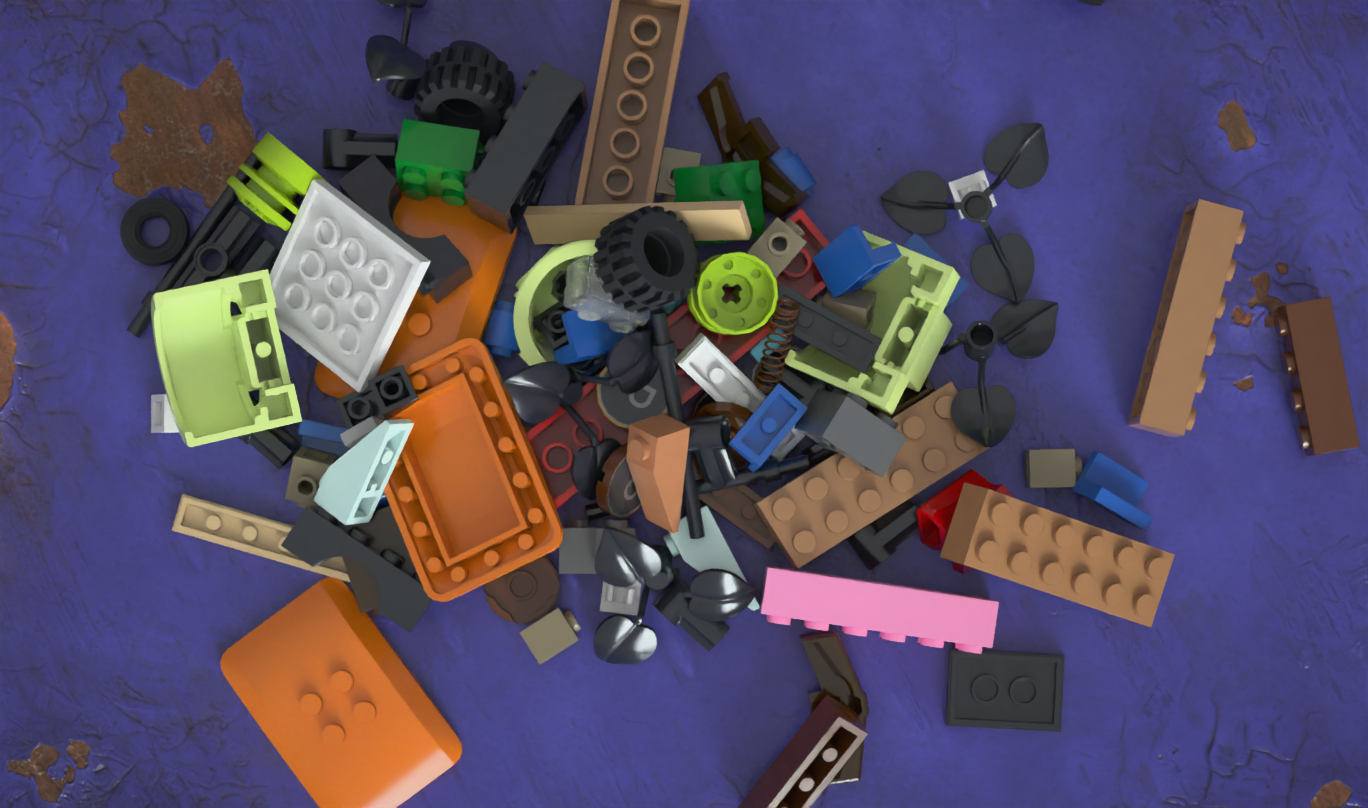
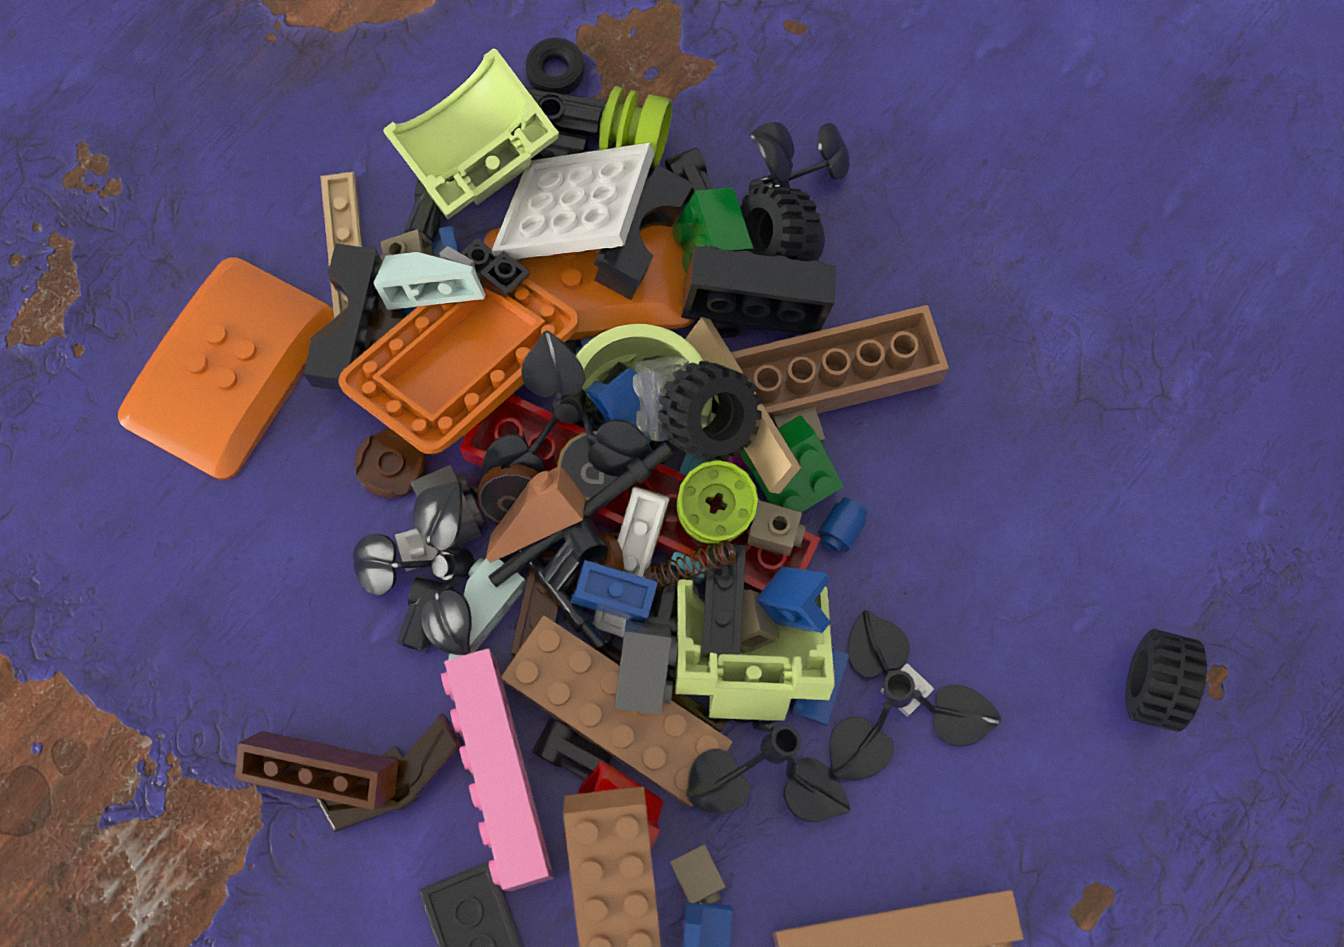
camera: 60 degrees right, 15 degrees down
(551, 634) = (355, 501): dark tan brick -> none
(748, 142) = (856, 474): dark brown plate -> none

